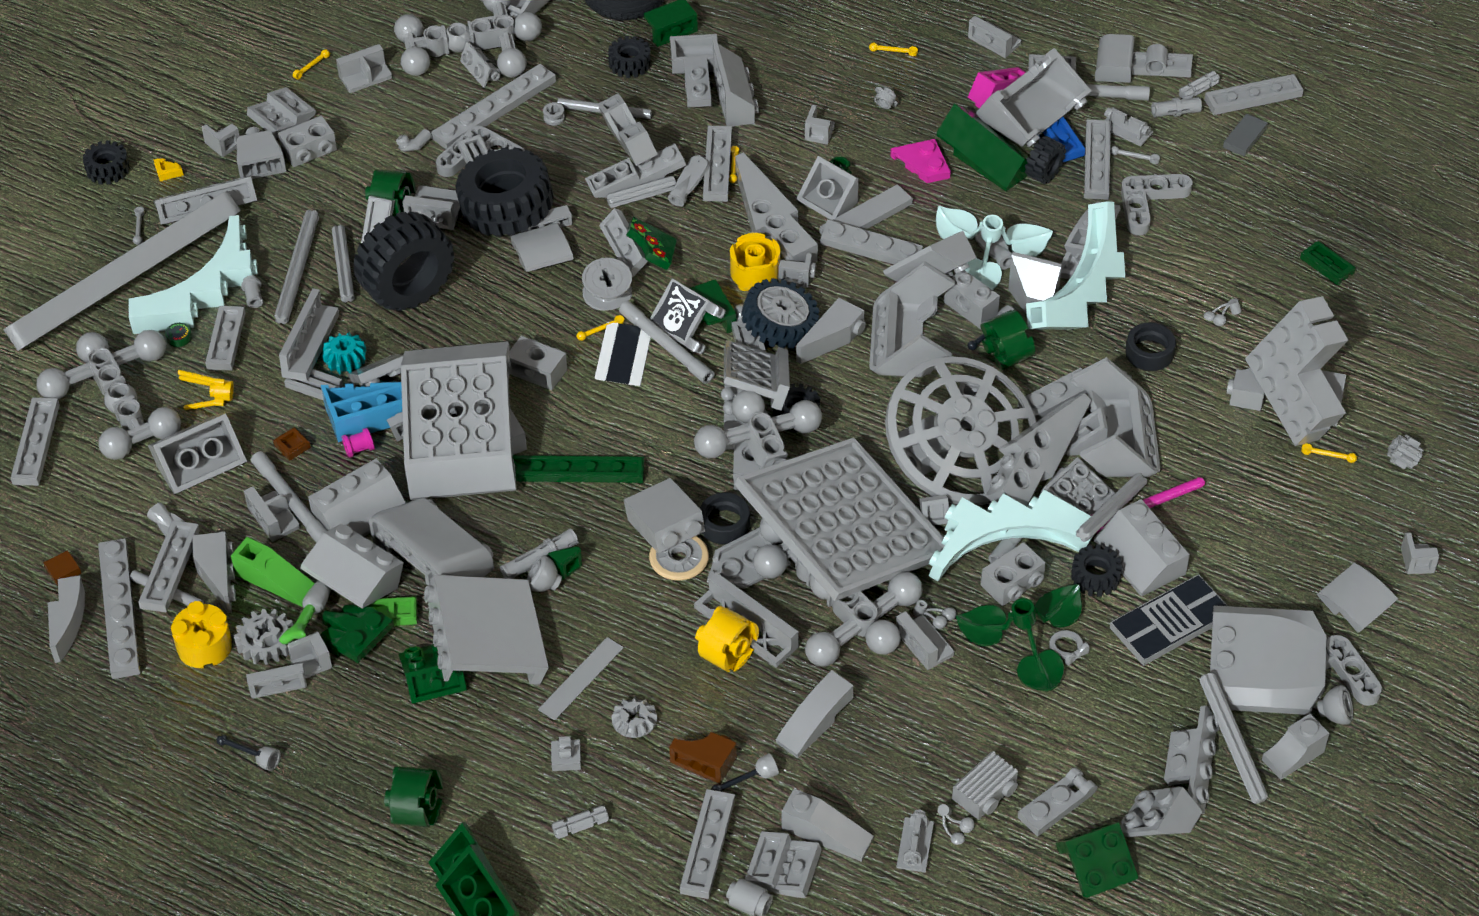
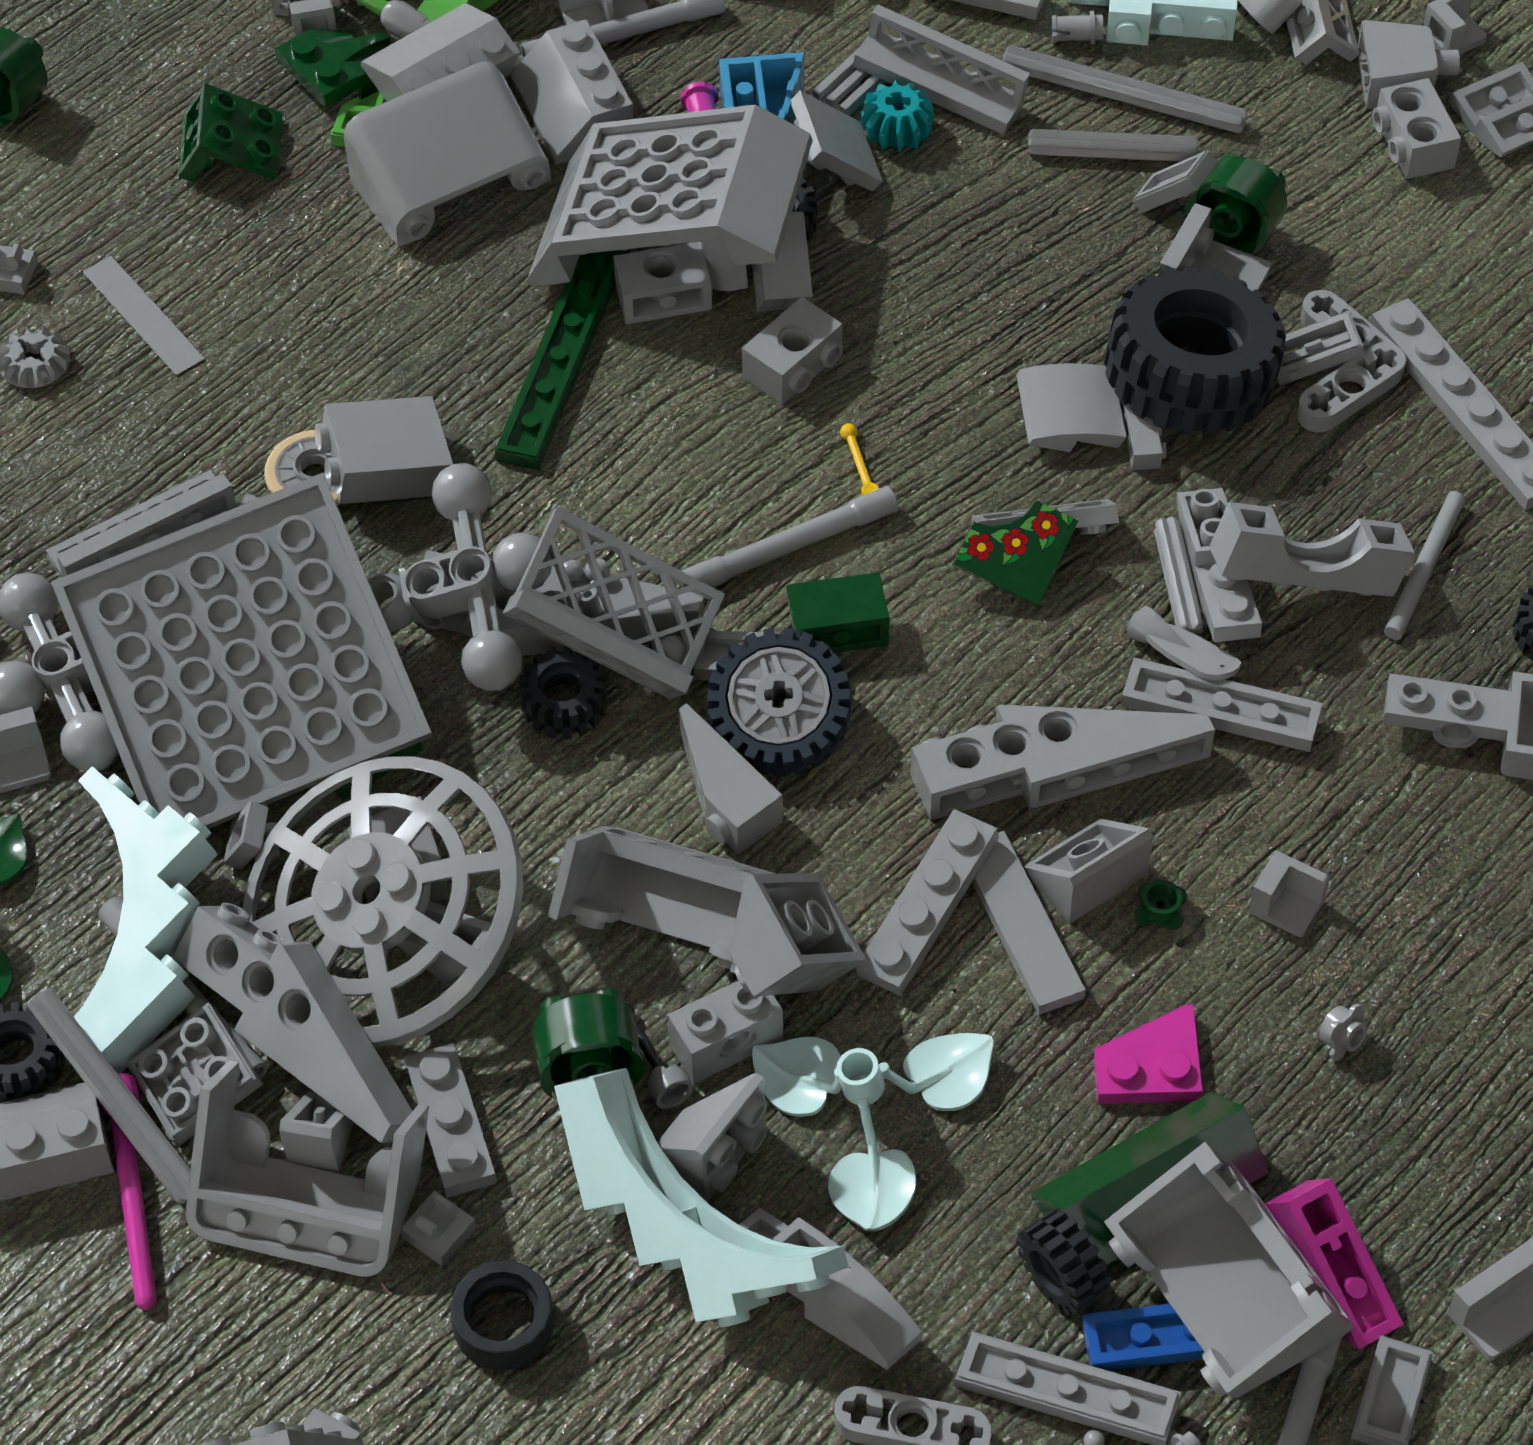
camera: 105 degrees right, 5 degrees up
(292, 444) = (737, 41): reddish brown tile -> none
(392, 243) = (1032, 170): black tyre -> none
(406, 144) = (1387, 273): light grey arm -> none
(485, 626) = (241, 184): light grey panel -> none
(525, 561) = (392, 306): light grey pin -> none
(543, 575) = (337, 286): light grey brick -> none
(548, 111) = (1427, 472): light grey bush -> none
(566, 560) = (353, 315): dark green slope -> none
(613, 273) = (945, 475): light grey piece -> none
(623, 354) = (785, 480): sticker -> none
(681, 313) = (820, 564): flag -> none
(722, 502) = (375, 511): black tyre -> none
(726, 639) = (95, 473): yellow brick -> none
(733, 88) = (1417, 755): light grey slope -> none
(734, 152) = (1259, 748): yellow hinge -> none
(754, 260) = (923, 692): yellow brick -> none
(797, 271) = (888, 766): light grey bracket -> none
(912, 51) = (1498, 1131): yellow hinge -> none
(938, 622) = (24, 793): light grey piece -> none
(998, 251) = (893, 1119): light grey piece -> none
(1013, 574) = (62, 916): light grey brick -> none

